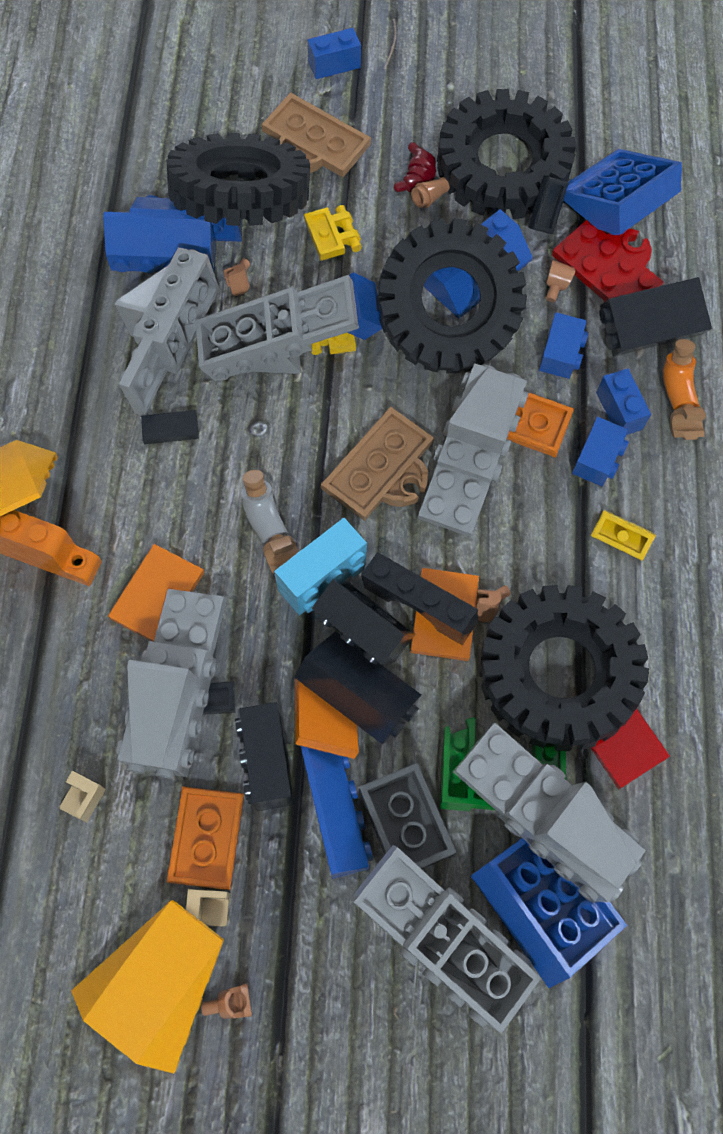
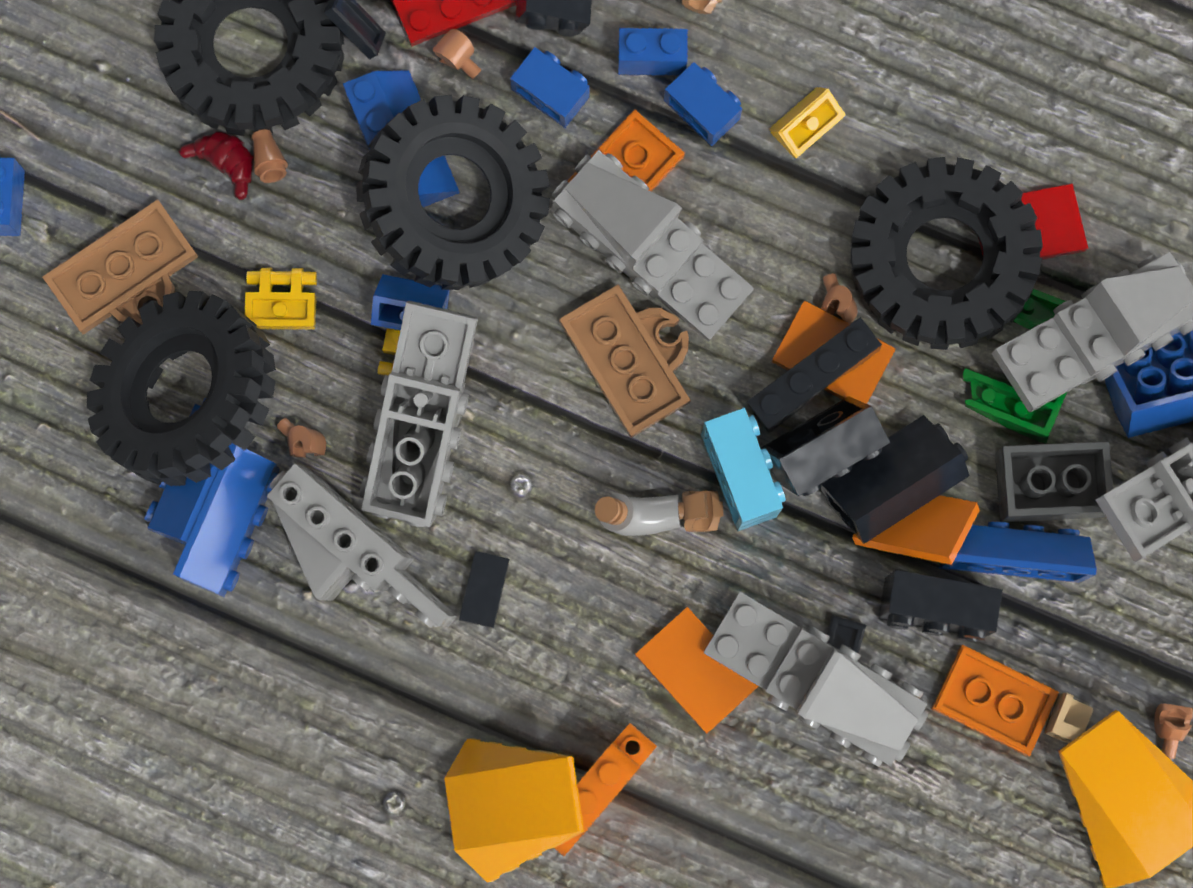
camera: 70 degrees left, 10 degrees up
(81, 797) = (908, 822): tan panel -> none

